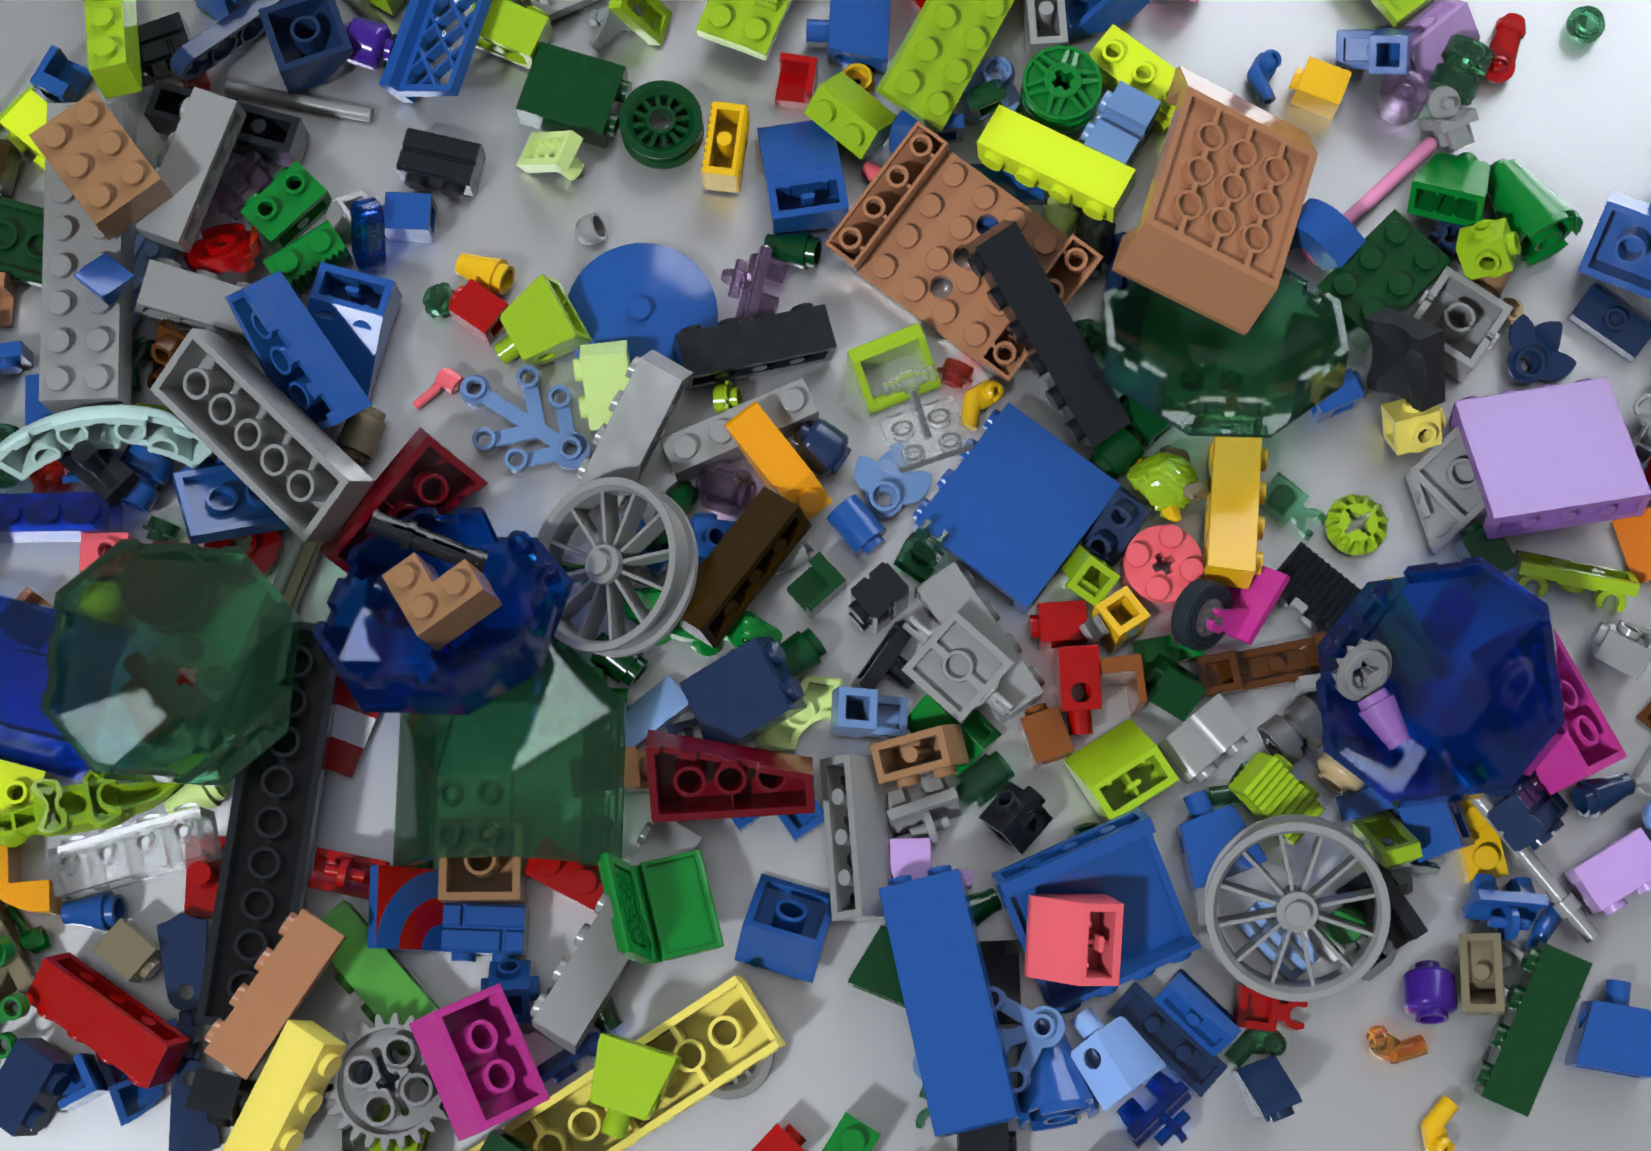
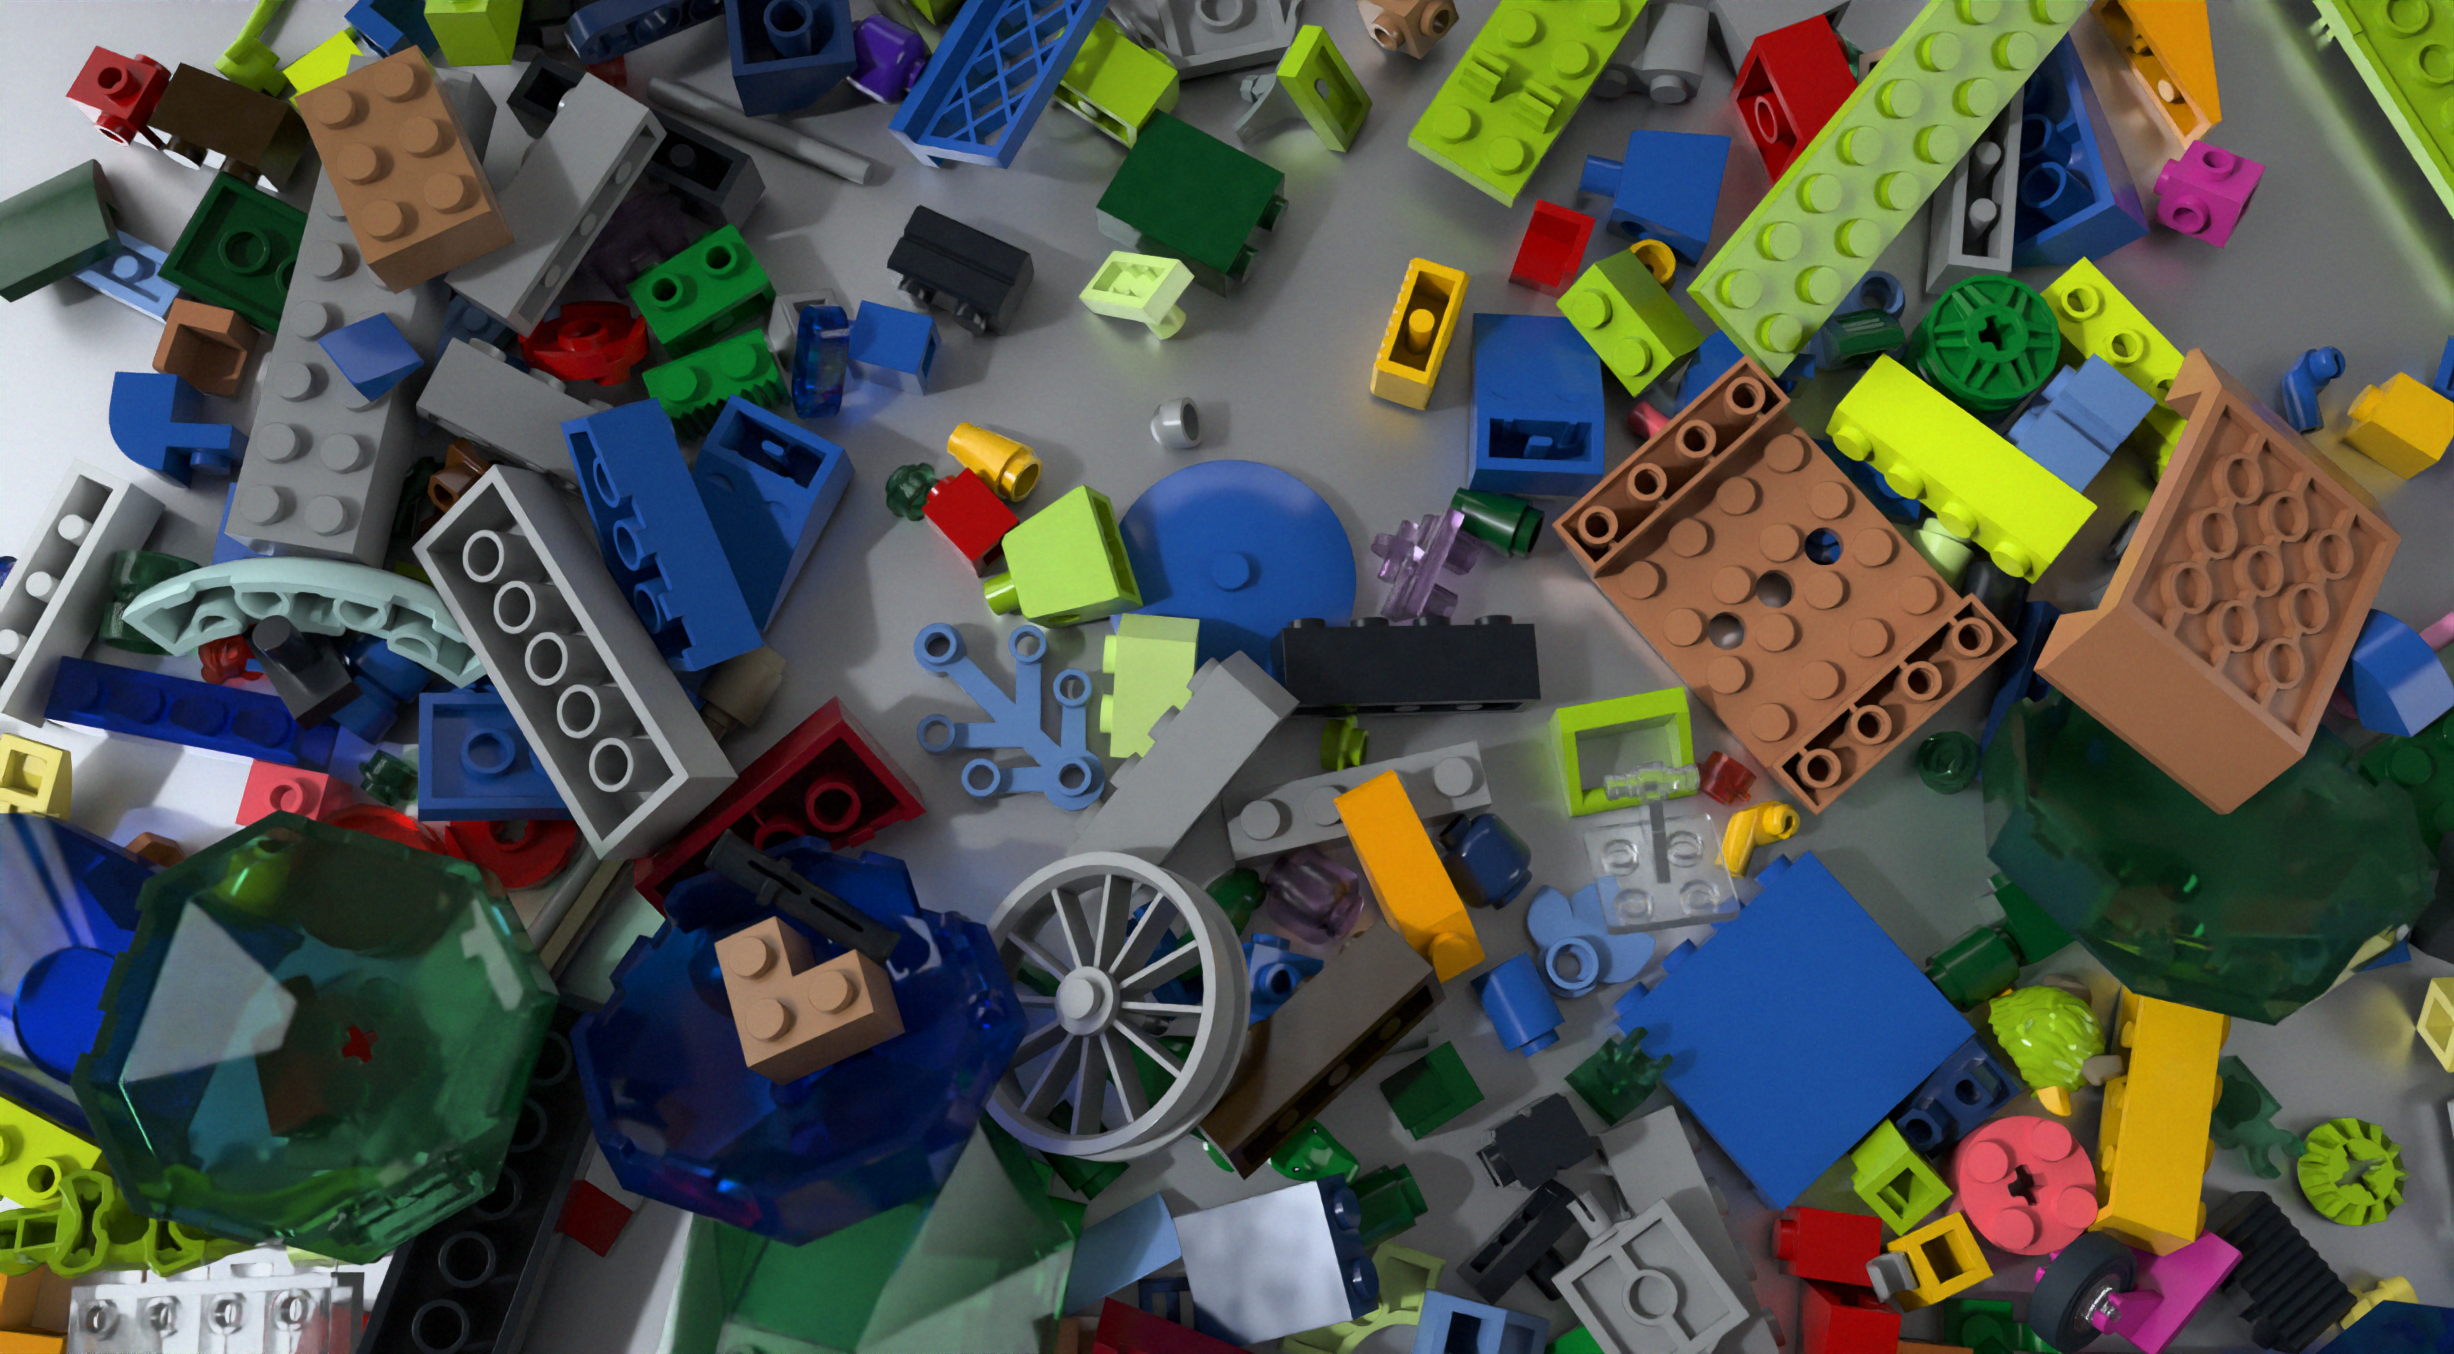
camera: 10 degrees right, 0 degrees up
(445, 379) = (896, 620): coral hand -> none
(657, 93) = (1298, 232): dark green wheel -> none
(1047, 333) = (1903, 753): black brick -> none

